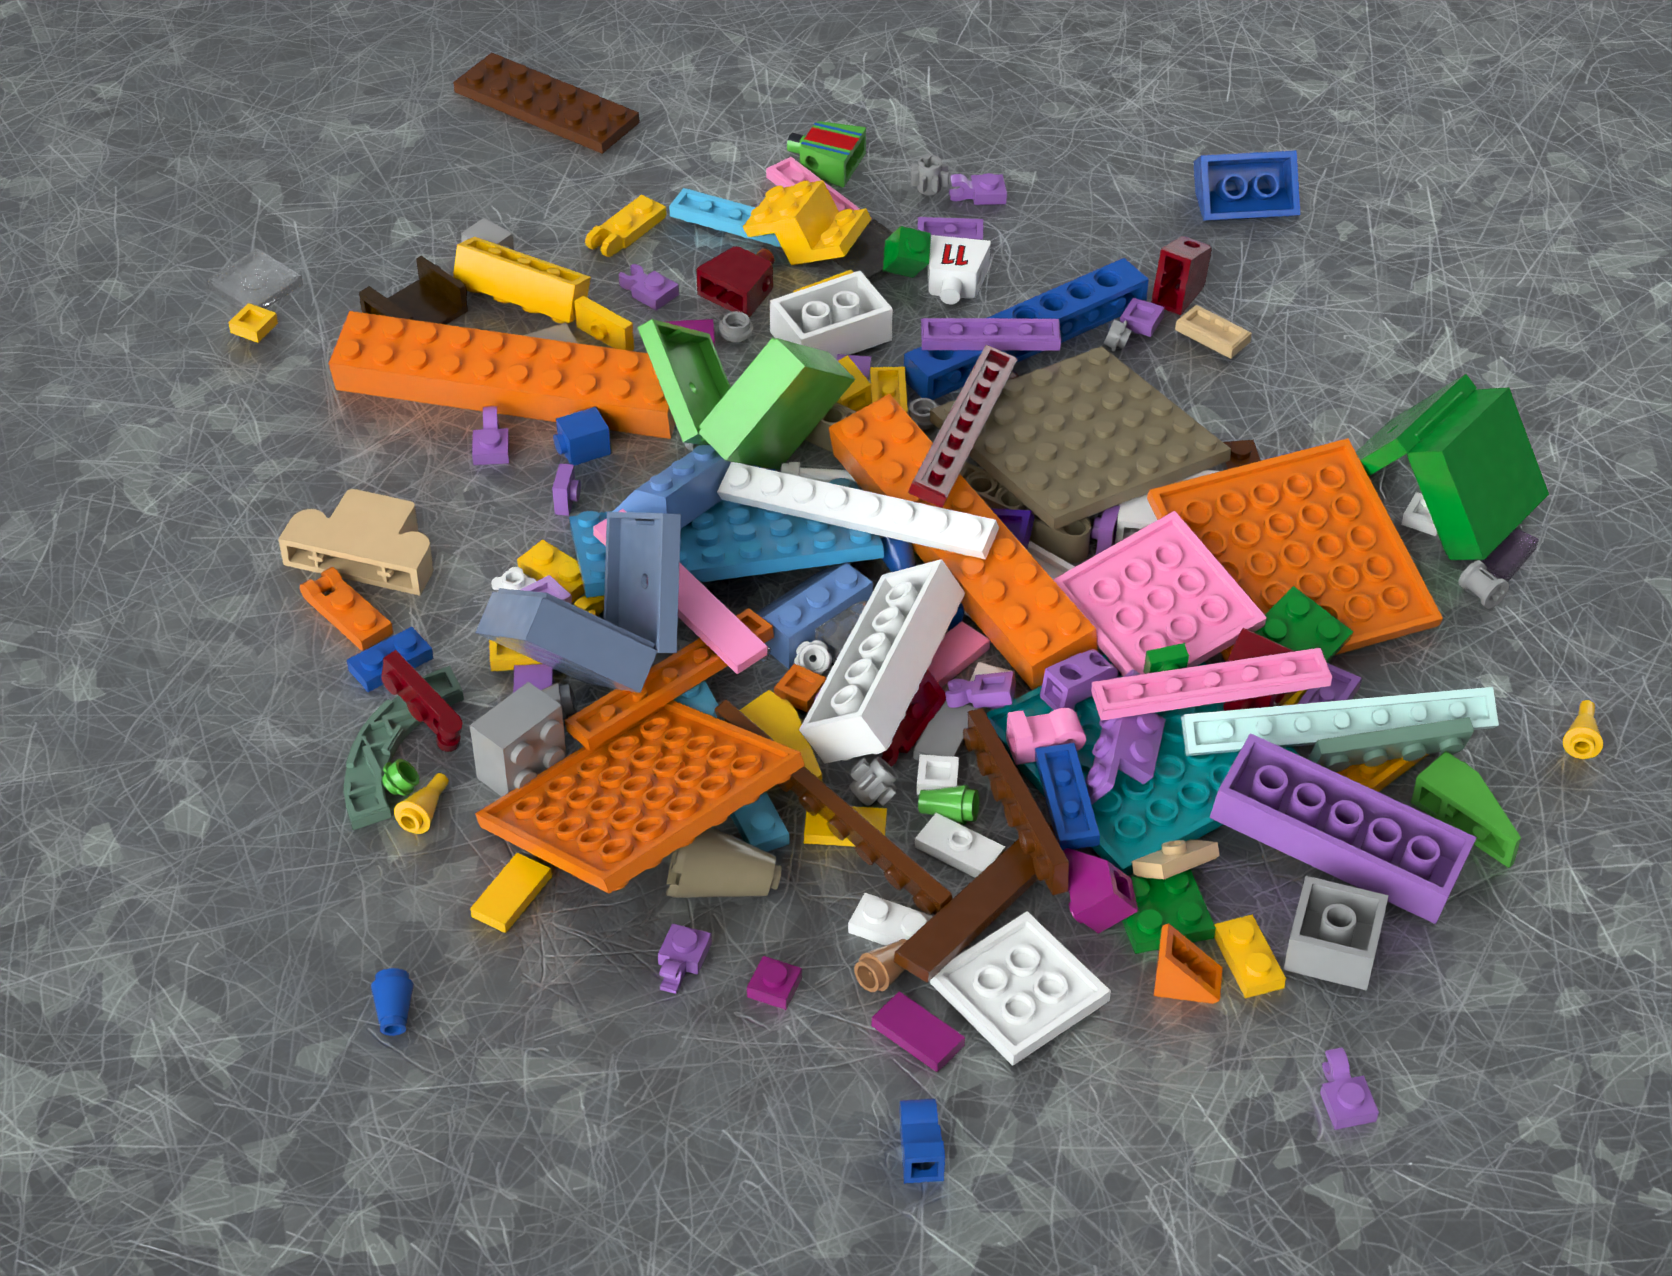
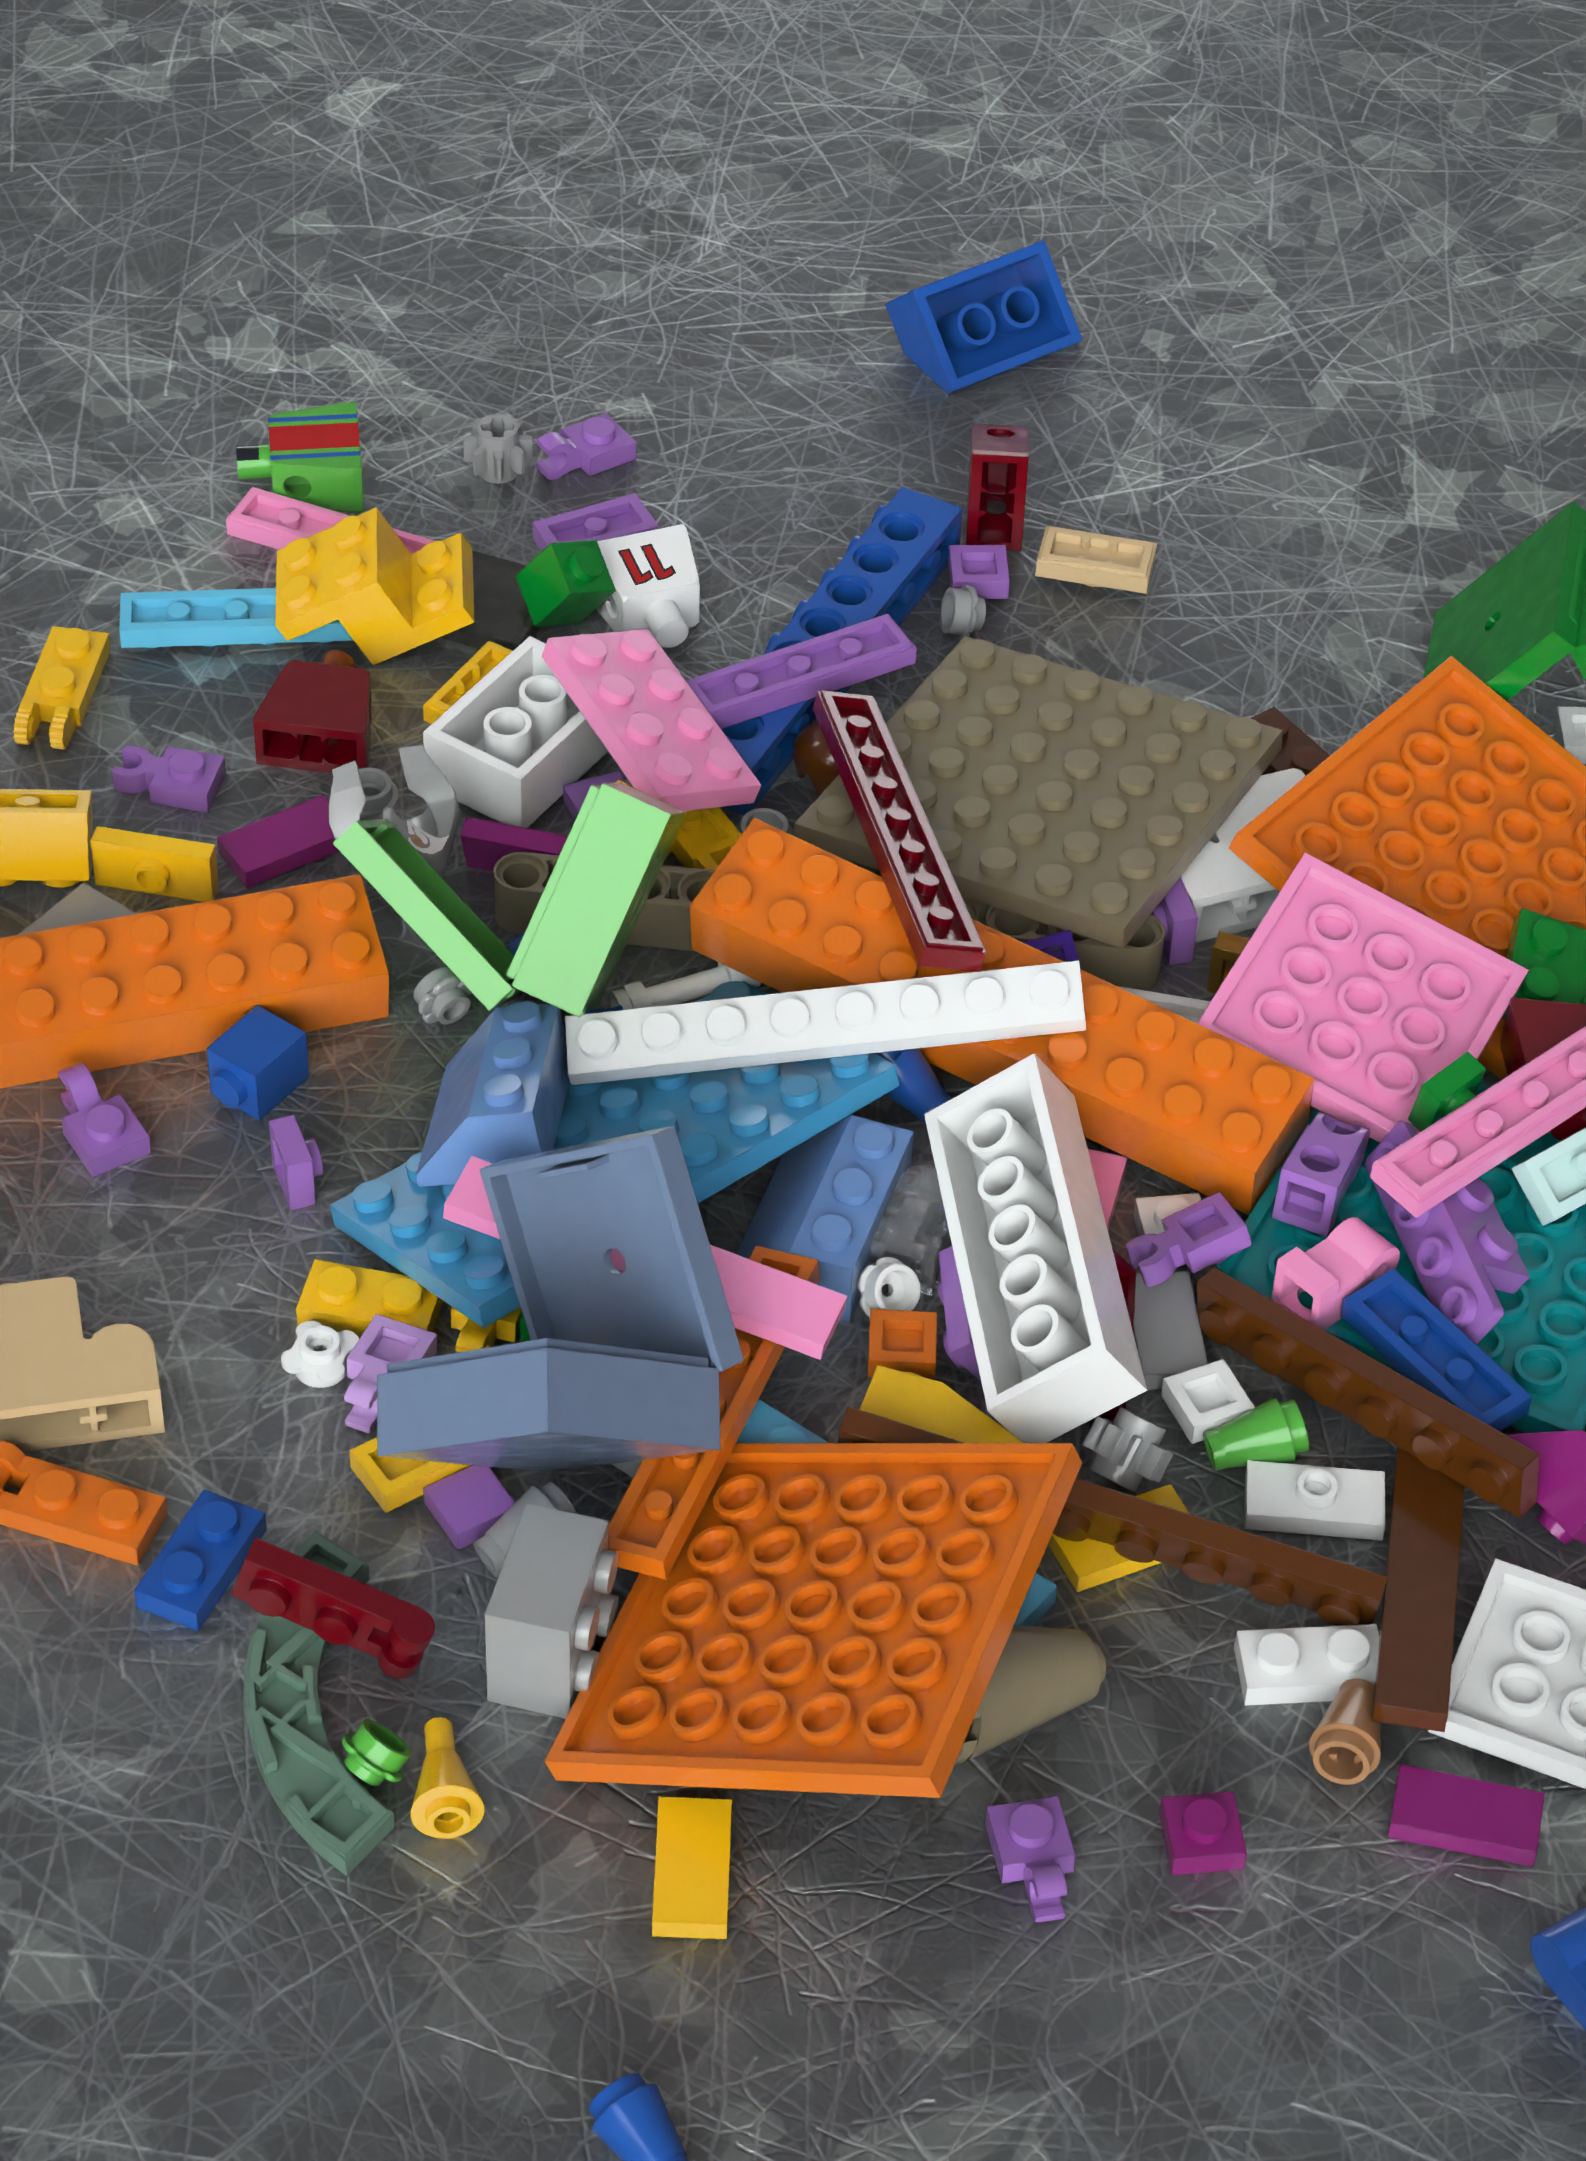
camera: 30 degrees left, 0 degrees up
(733, 357) = (428, 833): none -> light grey piece
(887, 332) = (650, 719): none -> bright pink plate

